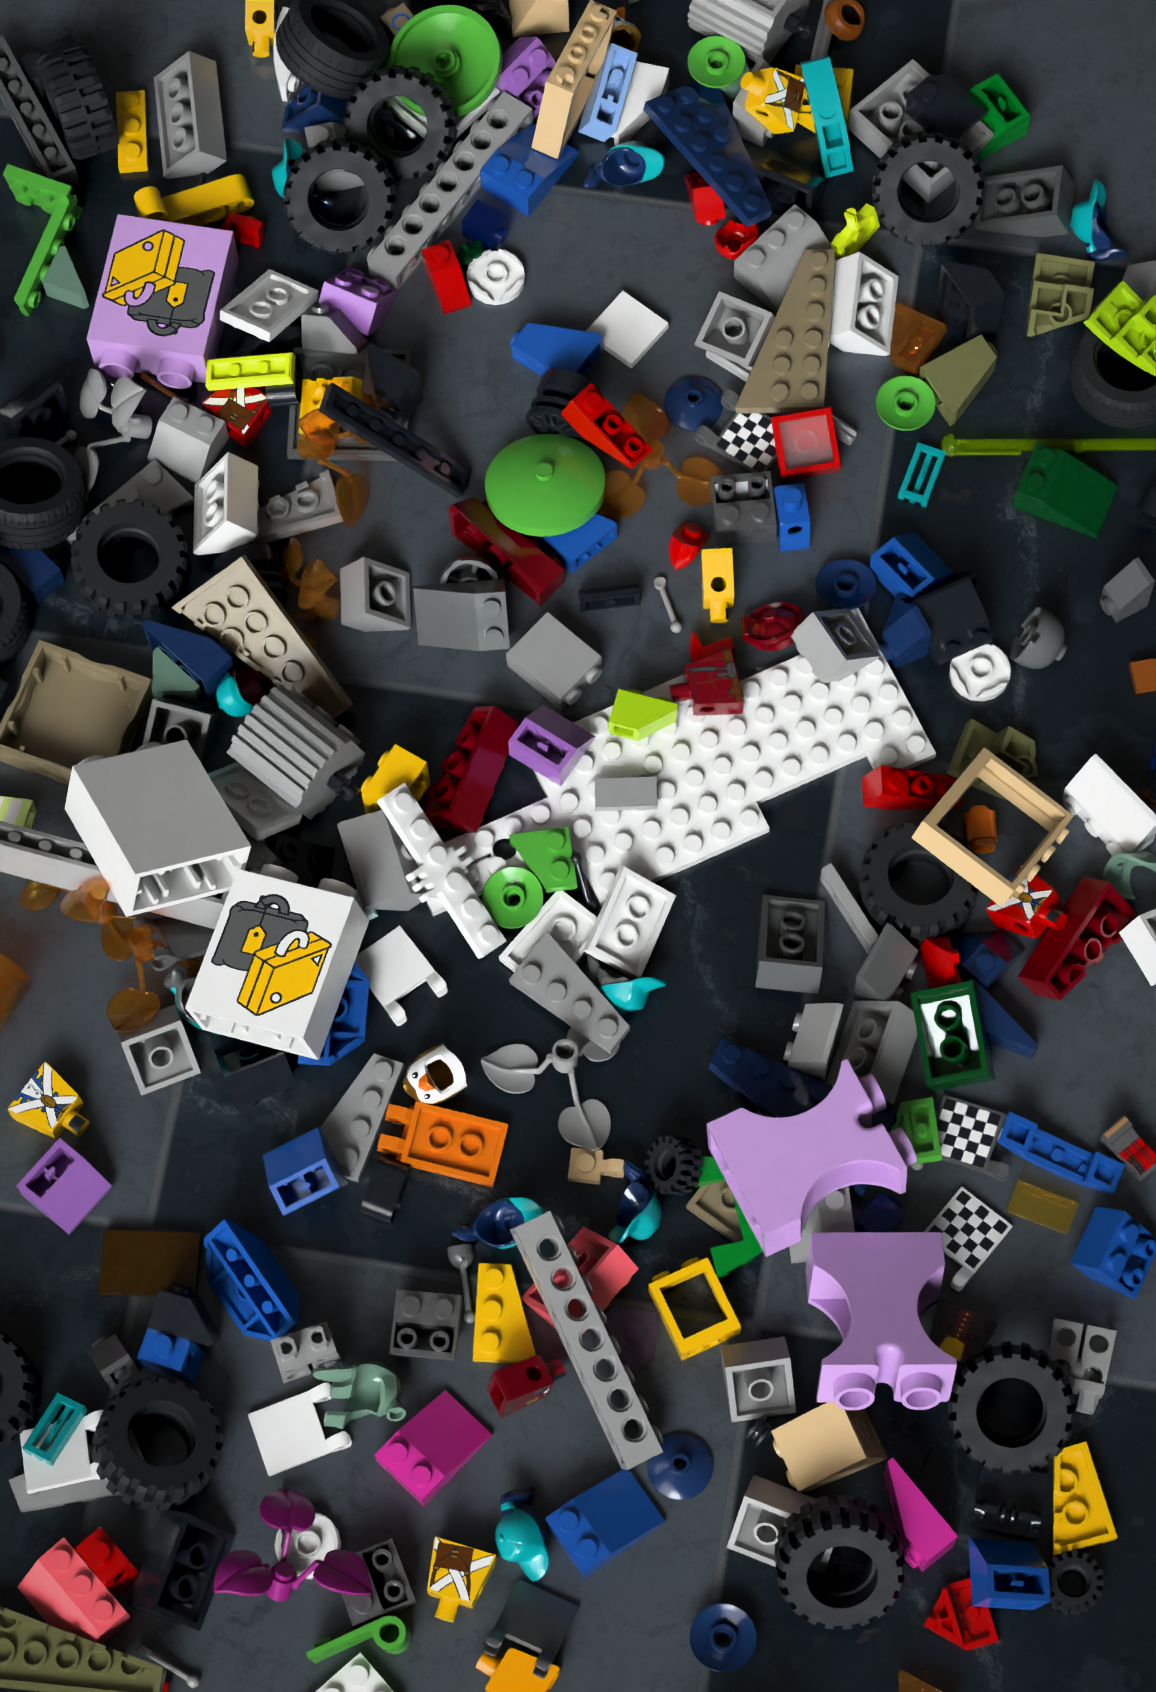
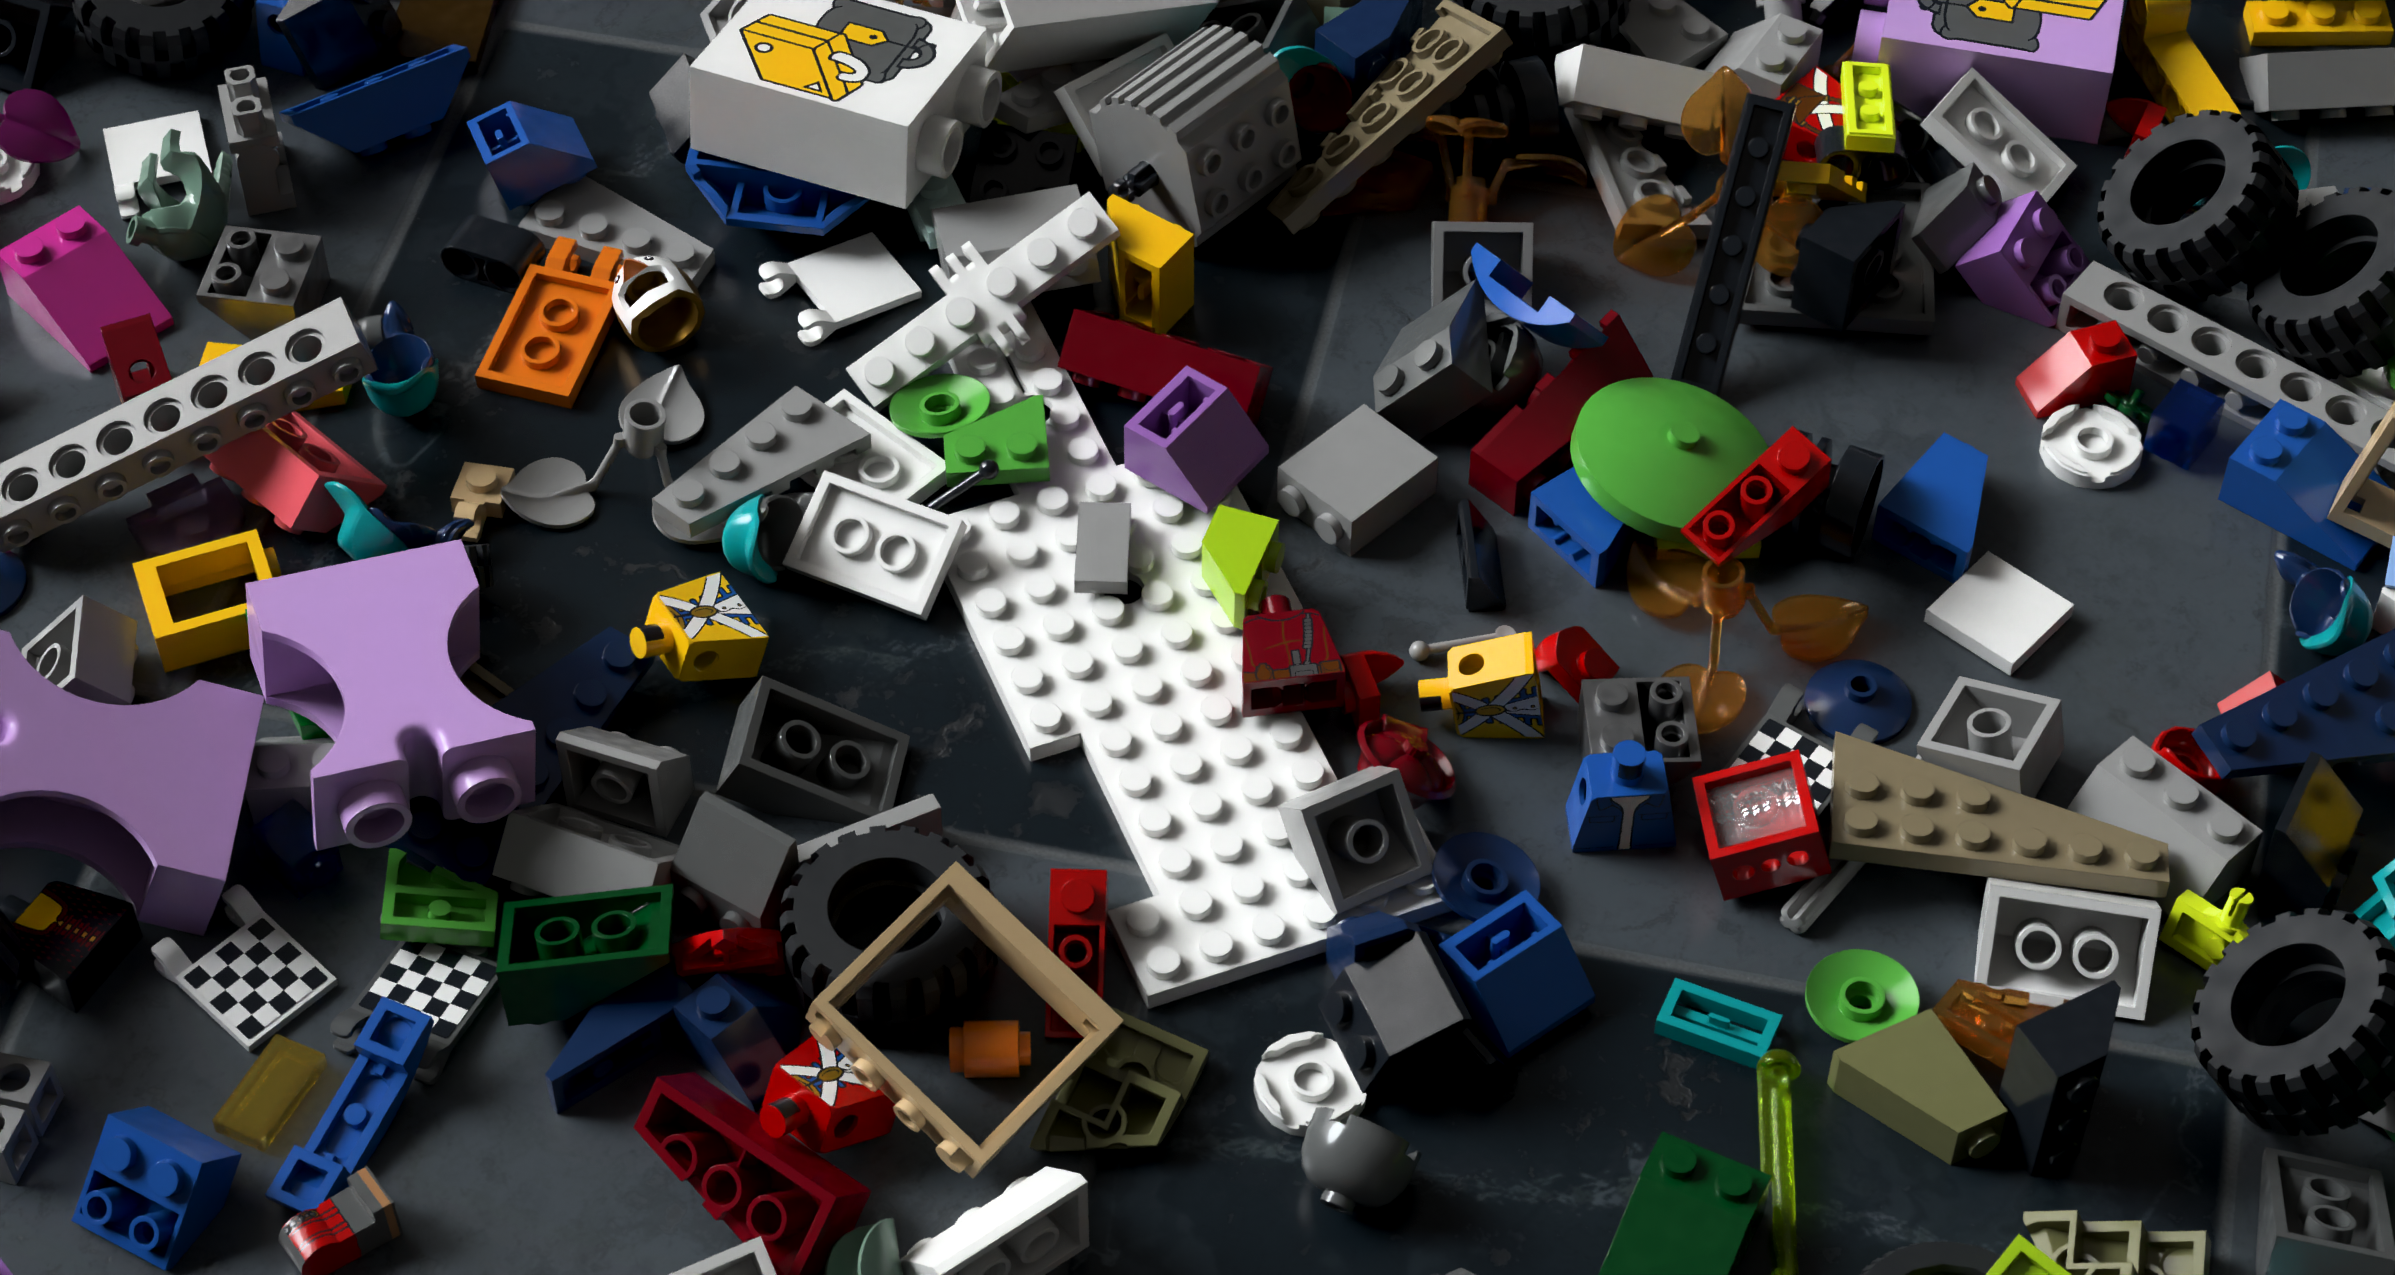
camera: 90 degrees right, 20 degrees down
(408, 576) = (1552, 322): none -> blue slope
(703, 1013) = (702, 632): none -> yellow torso

